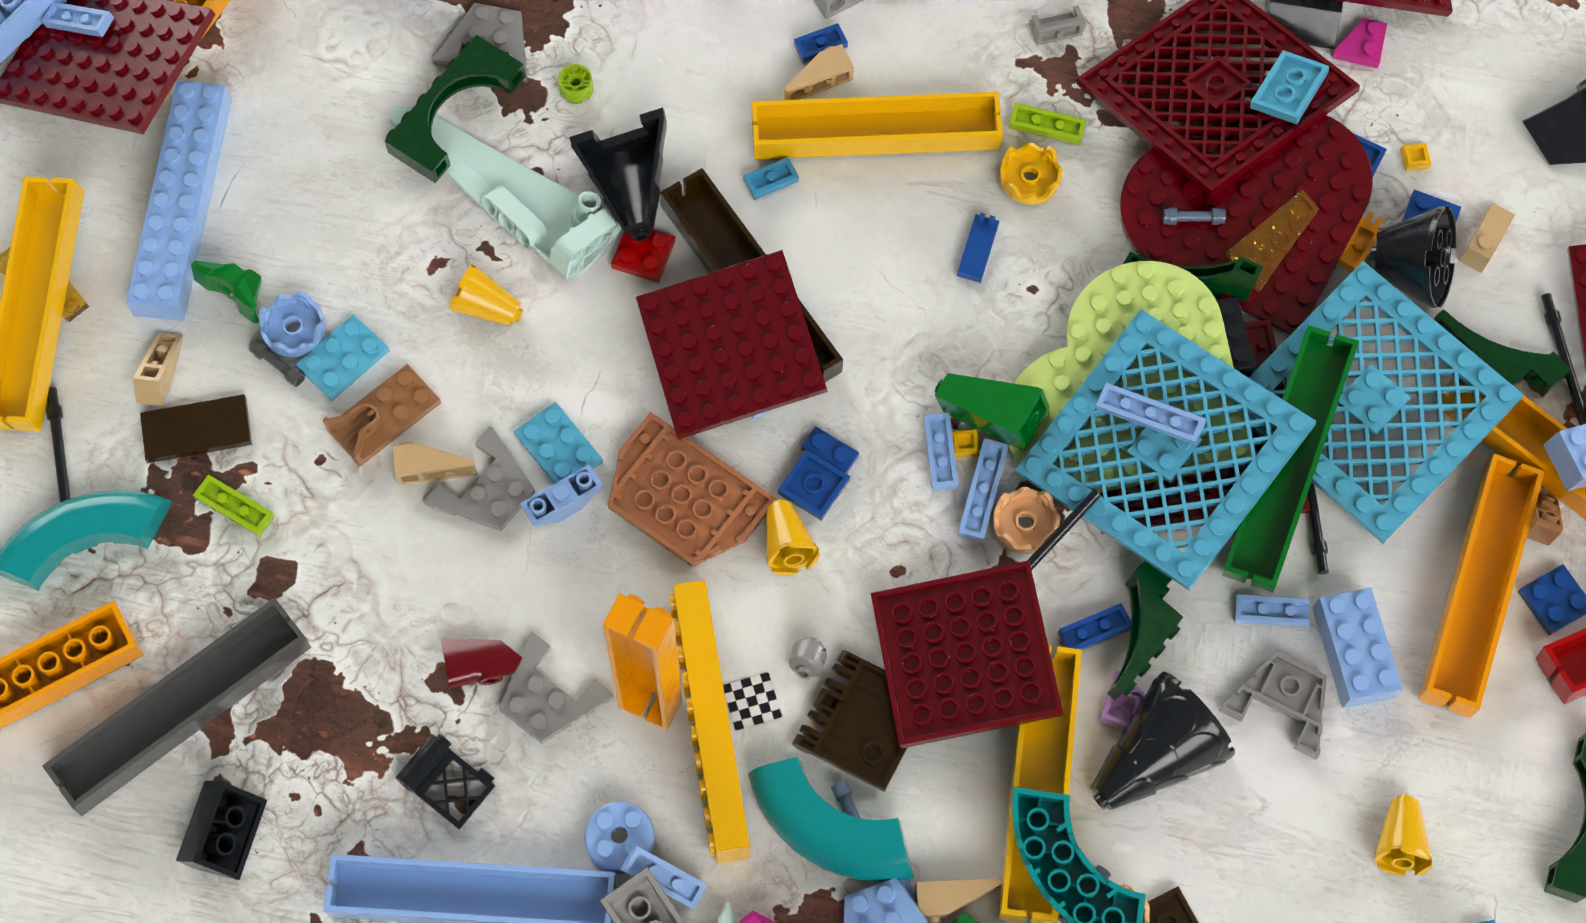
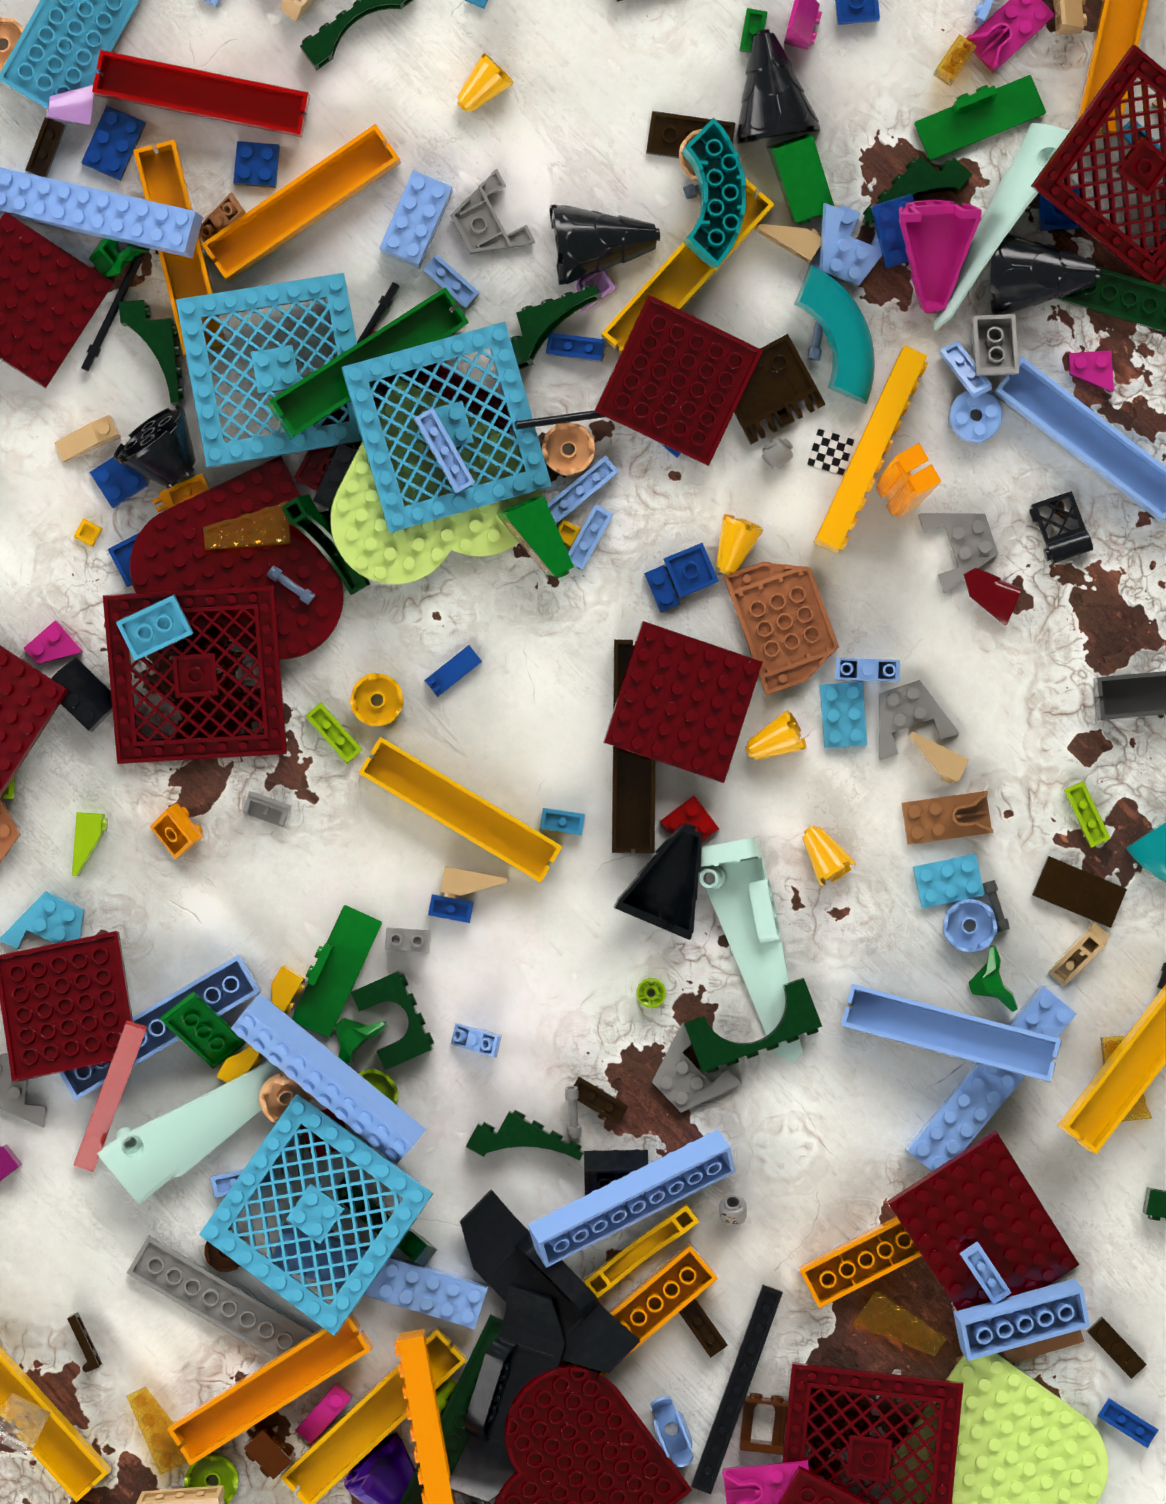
camera: 140 degrees left, 20 degrees up
(244, 203) = (951, 1033): none -> light blue piece
(608, 378) = (777, 738): none -> yellow cone

